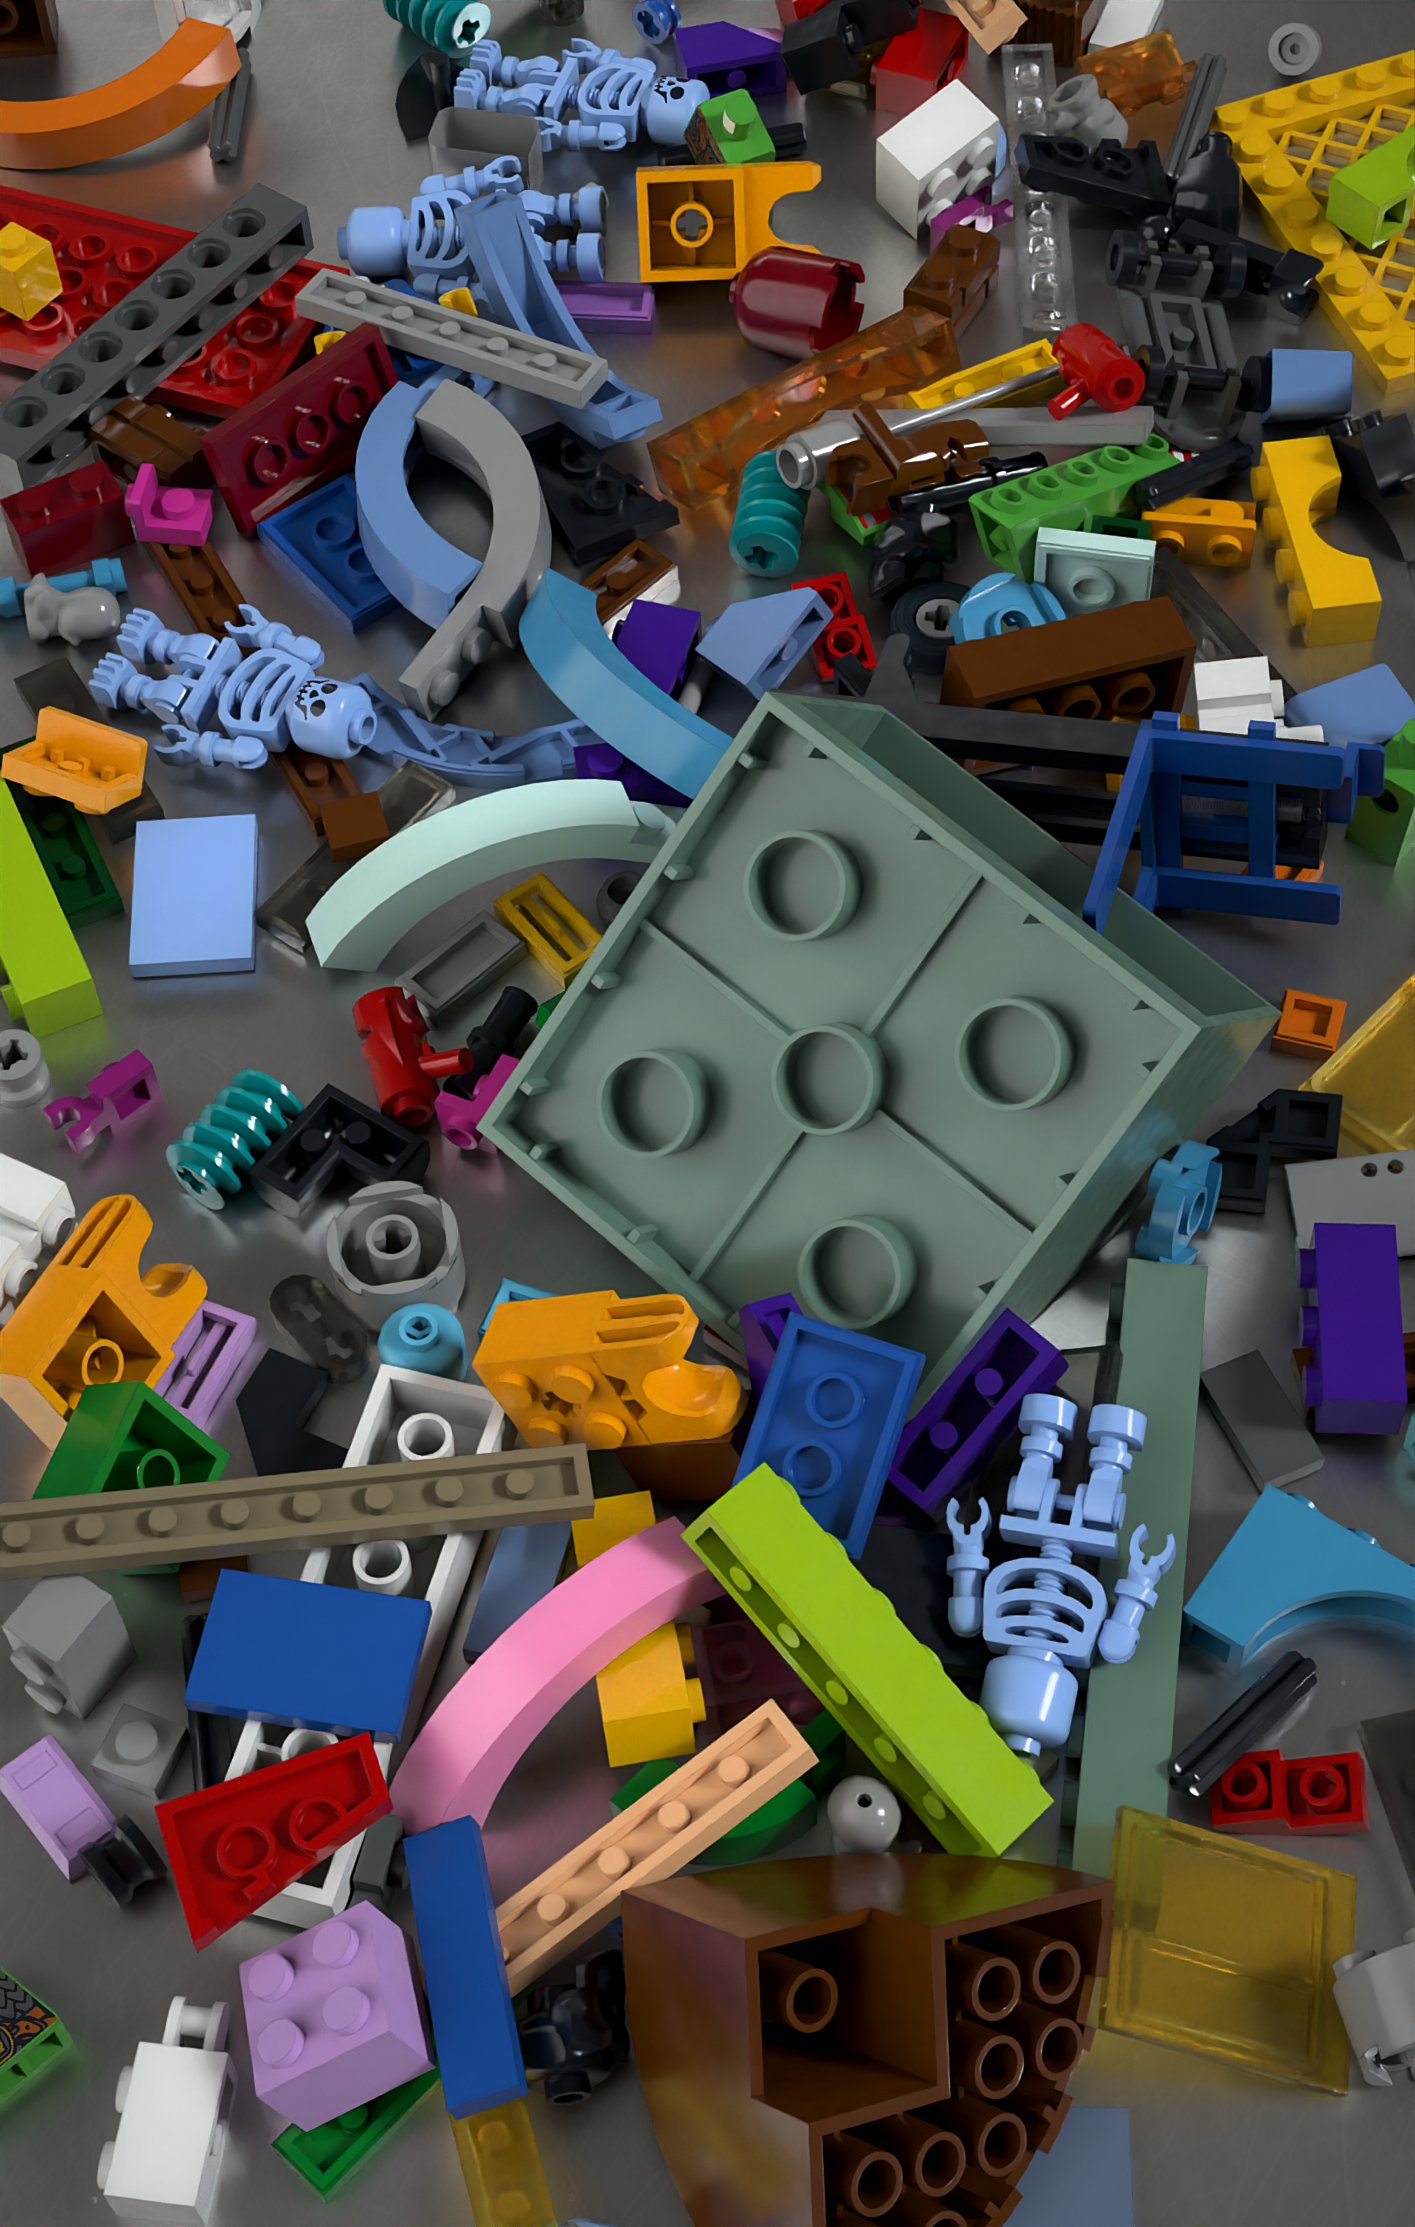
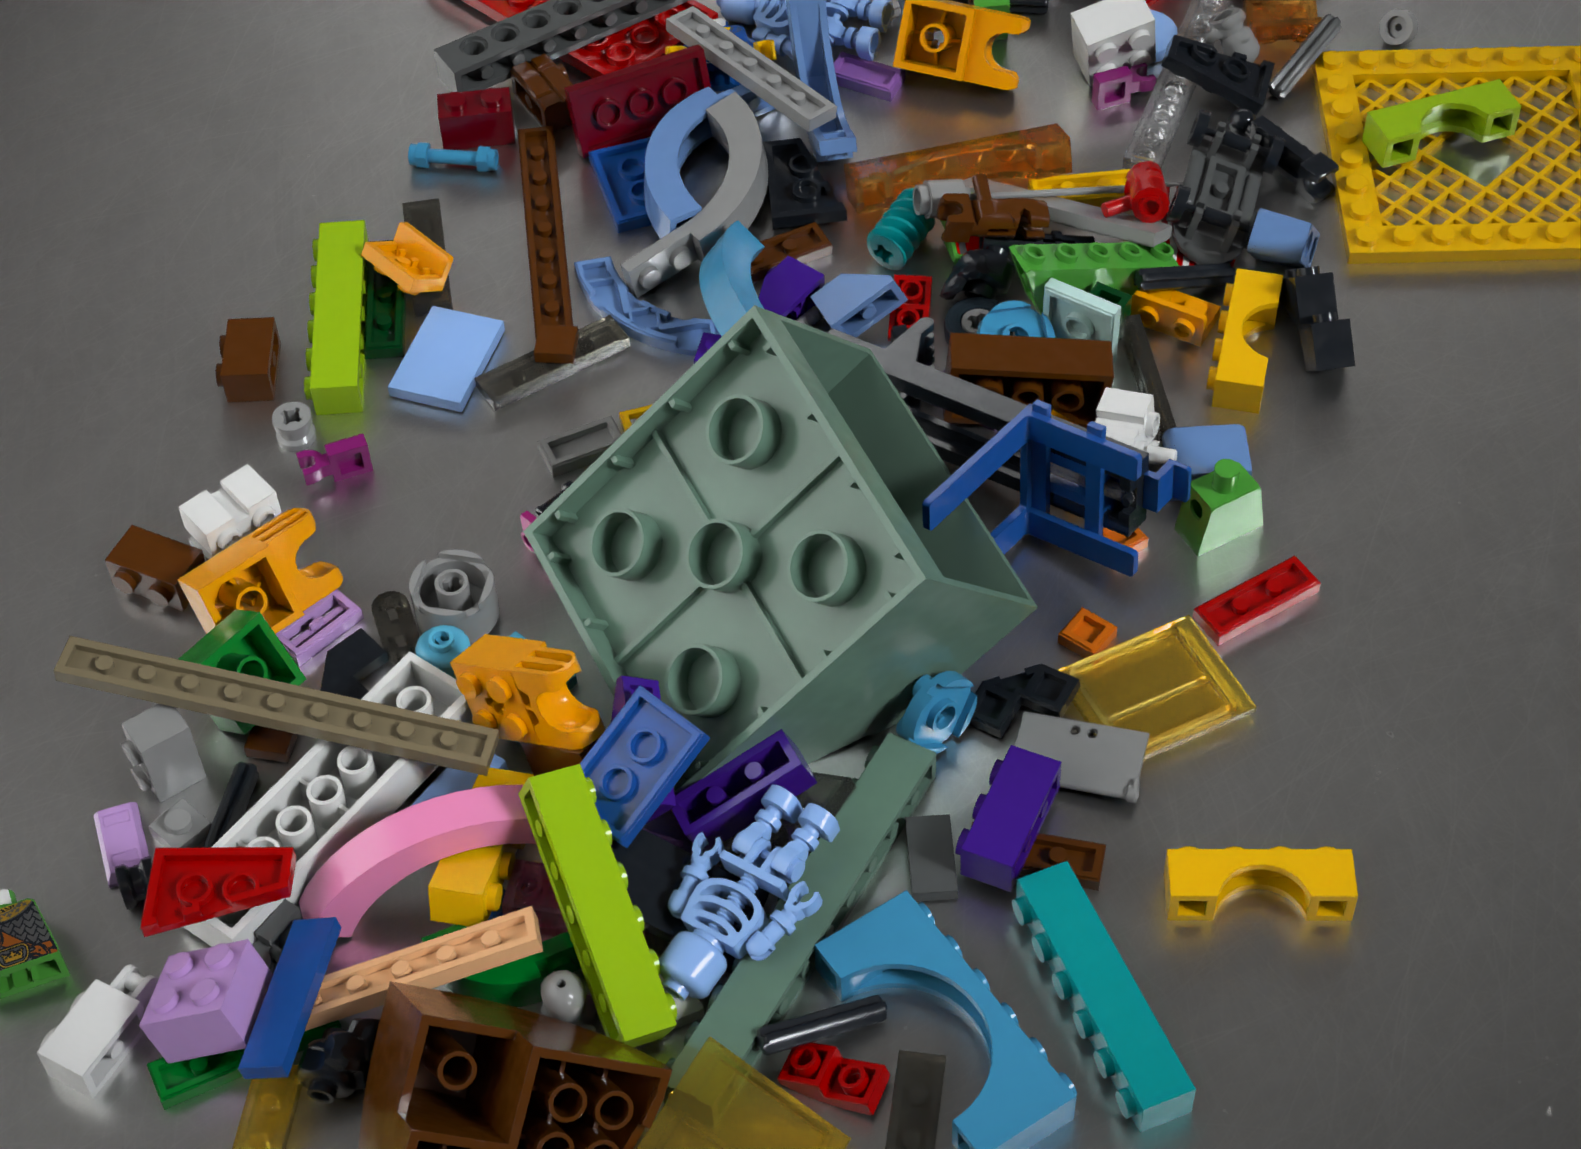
camera: 20 degrees right, 5 degrees down
(74, 615) = (454, 175): light grey animal -> none
(168, 512) = (537, 129): dark pink bracket -> none
(229, 1133) = (395, 499): teal piece -> none
(268, 690) = (532, 251): light blue piece -> none
(309, 1655) = (285, 797): blue tile -> none
(332, 1137) = (449, 520): black brick -> none
(400, 1058) = (518, 484): red piece -> none
(471, 845) = (590, 373): light aqua arch -> none
(796, 301) = (982, 102): dark red cylinder -> none
(957, 276) = (1093, 117): reddish brown brick -> none
(1209, 186) = (1291, 100): black piece -> none

